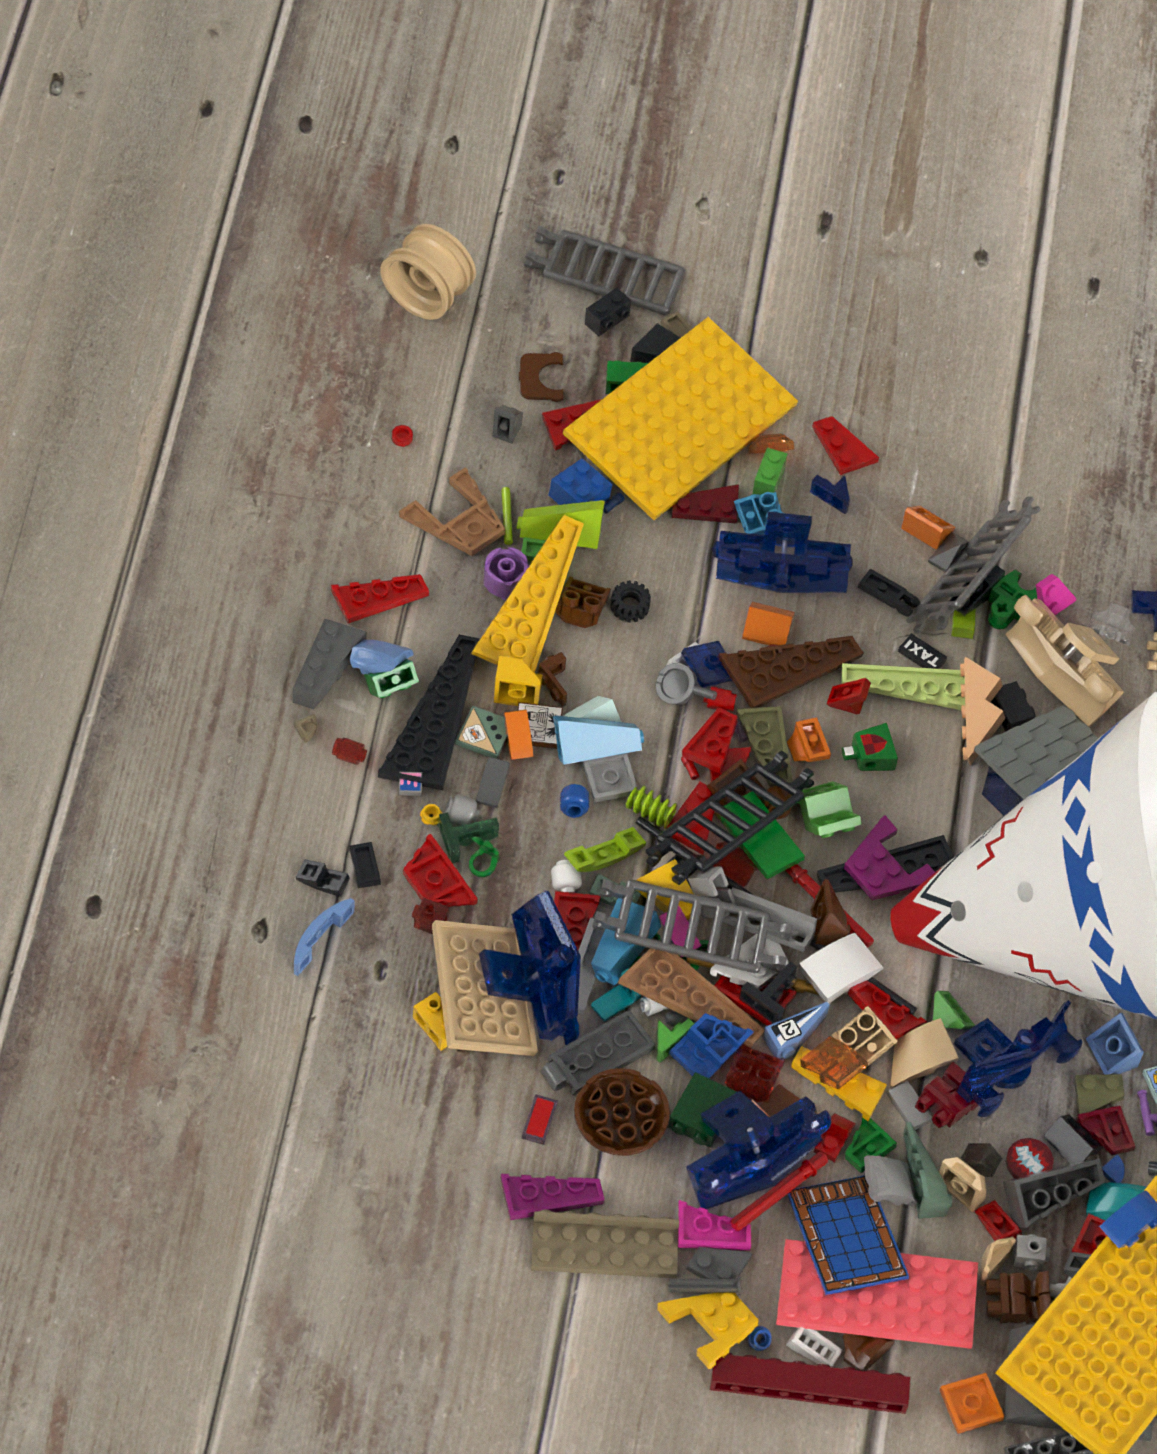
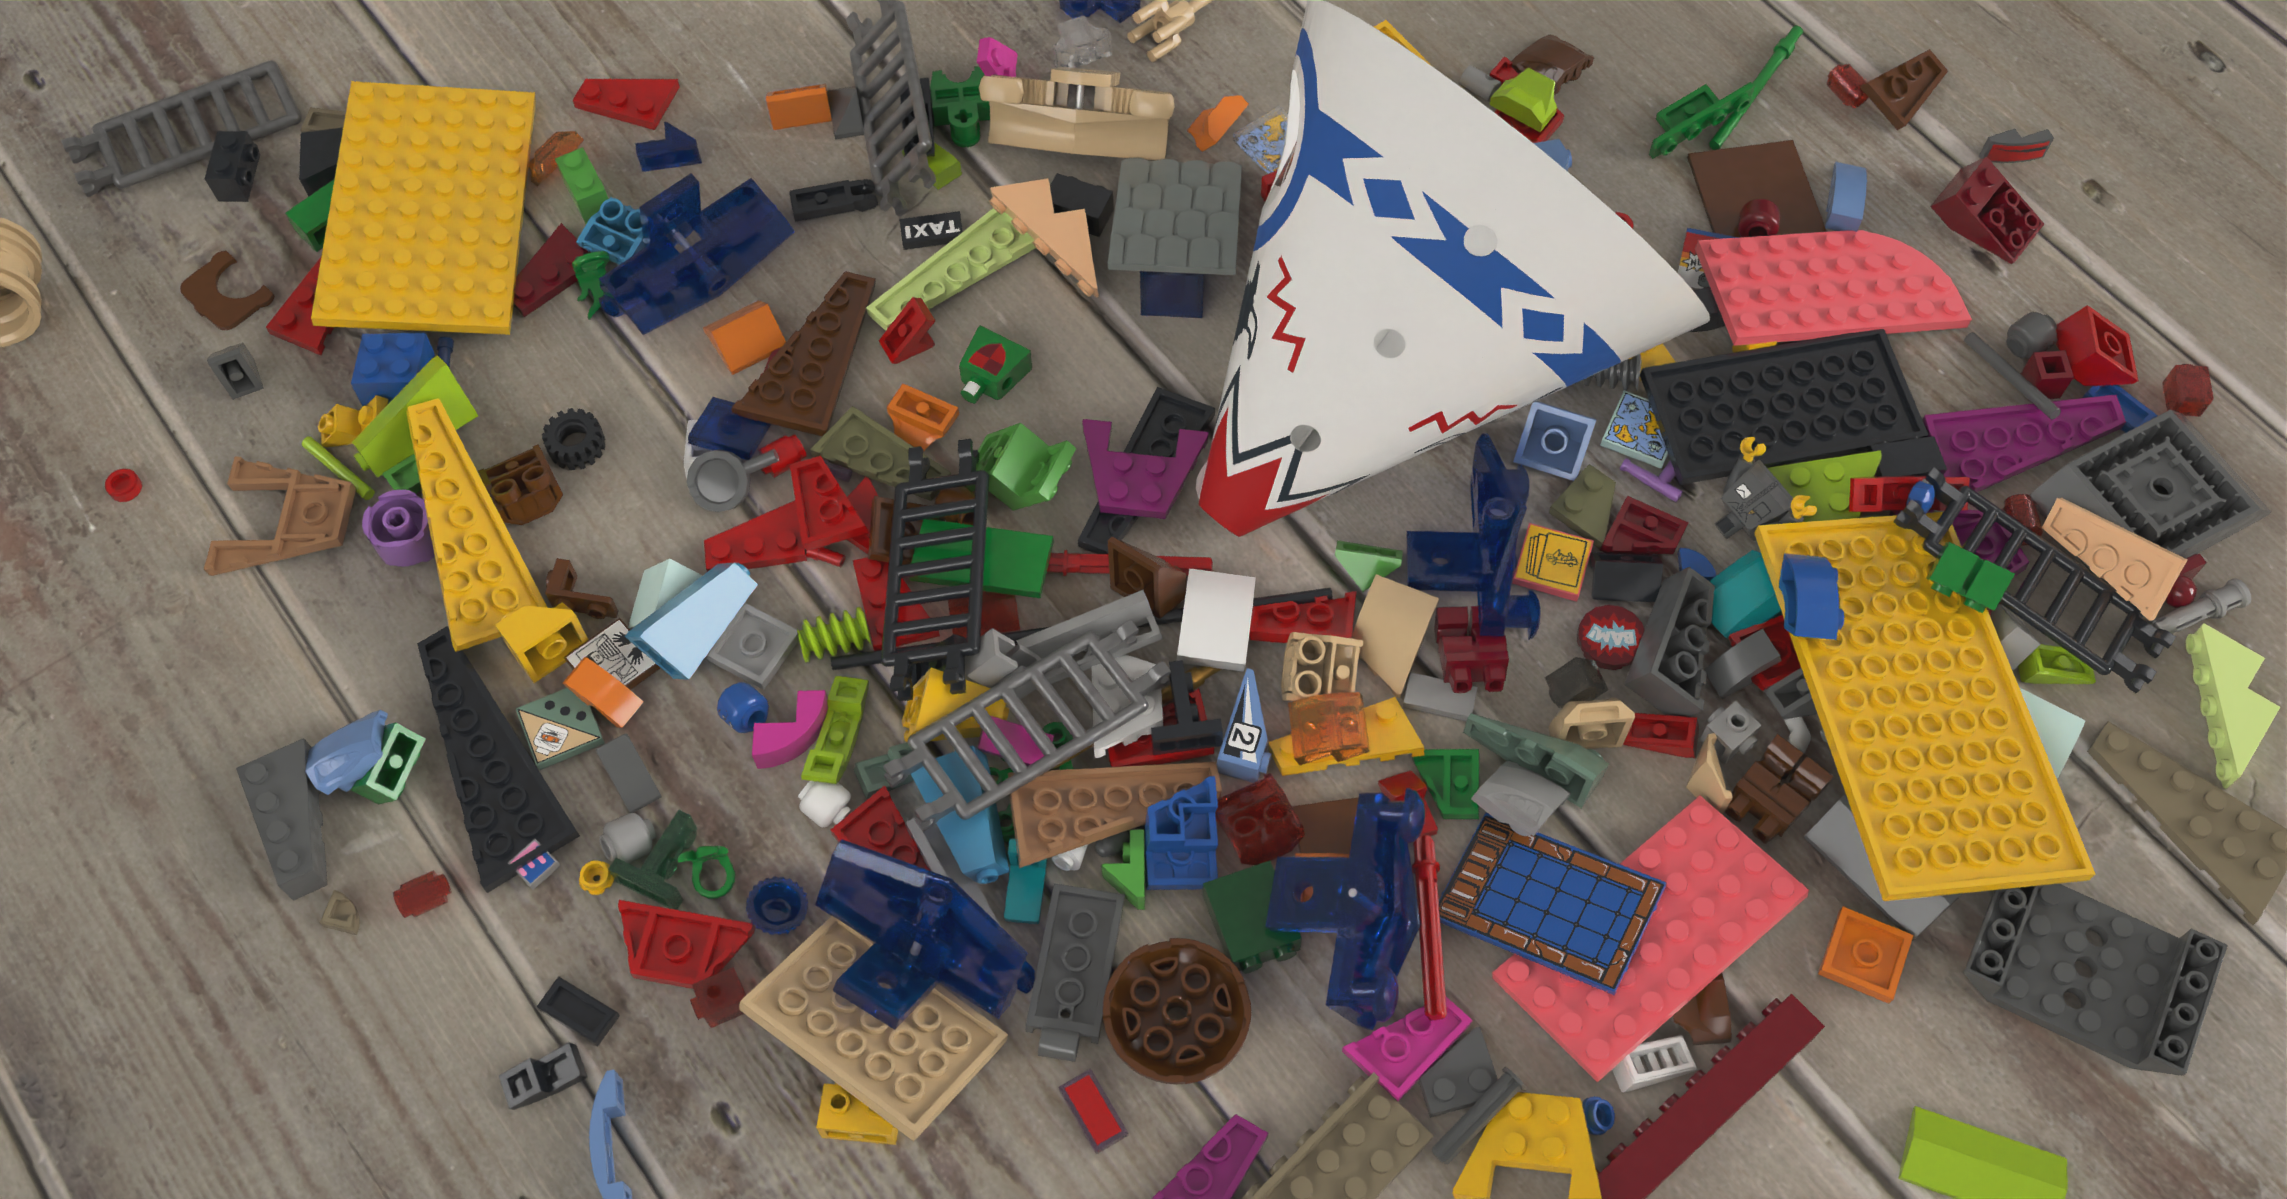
camera: 40 degrees left, 5 degrees up
(368, 599) = (274, 687): red wing -> none
(496, 901) = (777, 905): none -> clear blue hat
(532, 497) = (344, 423): none -> yellow slope
(576, 833) = (785, 741): none -> dark pink brick
(664, 731) = (760, 542): none -> red wing
(725, 522) = (588, 271): none -> green piece
(1044, 1100) = (1553, 562): none -> yellow tile
(1075, 1227) = (1741, 662): none -> dark grey slope

